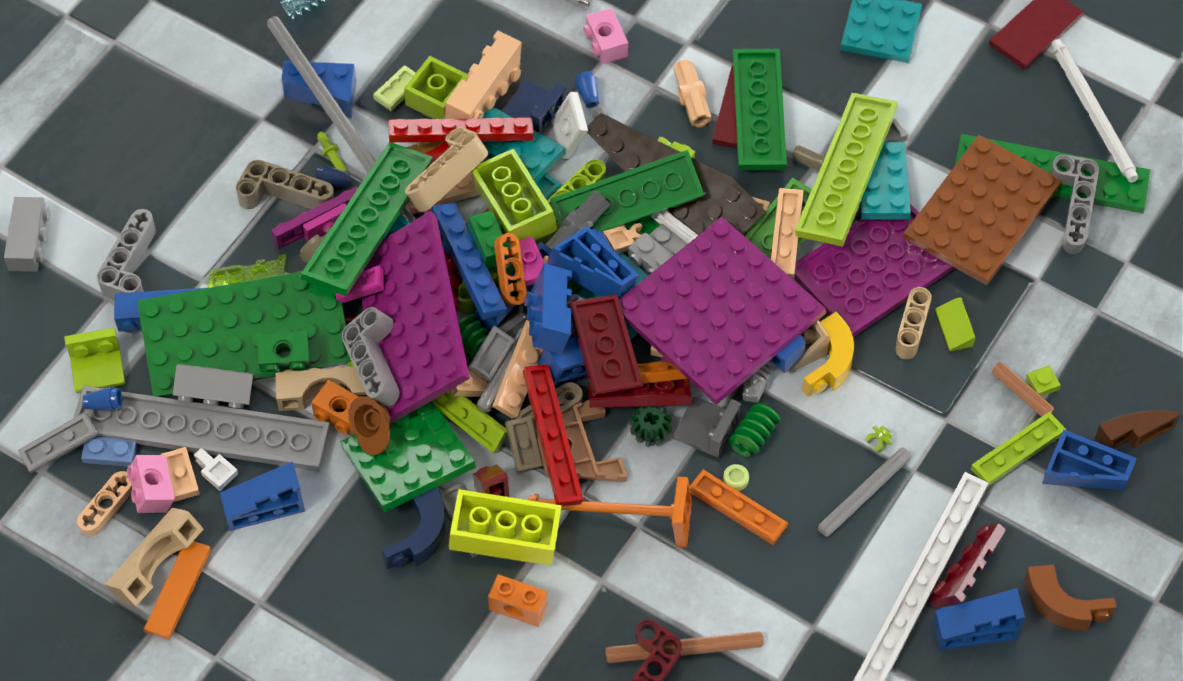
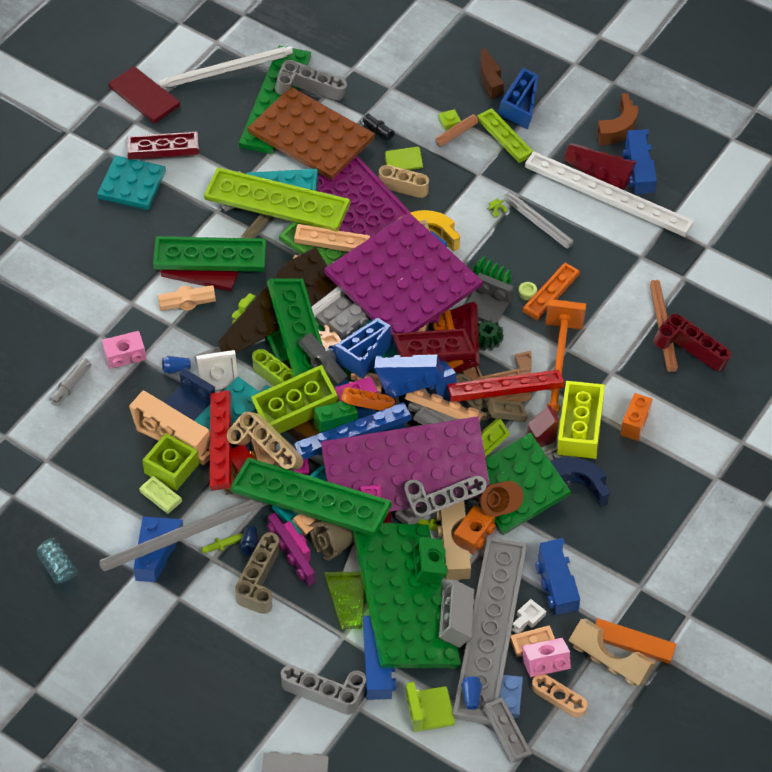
camera: 90 degrees left, 5 degrees down
(943, 51) = (162, 145): none -> dark red tile
(1013, 292) = (378, 126): none -> black pin

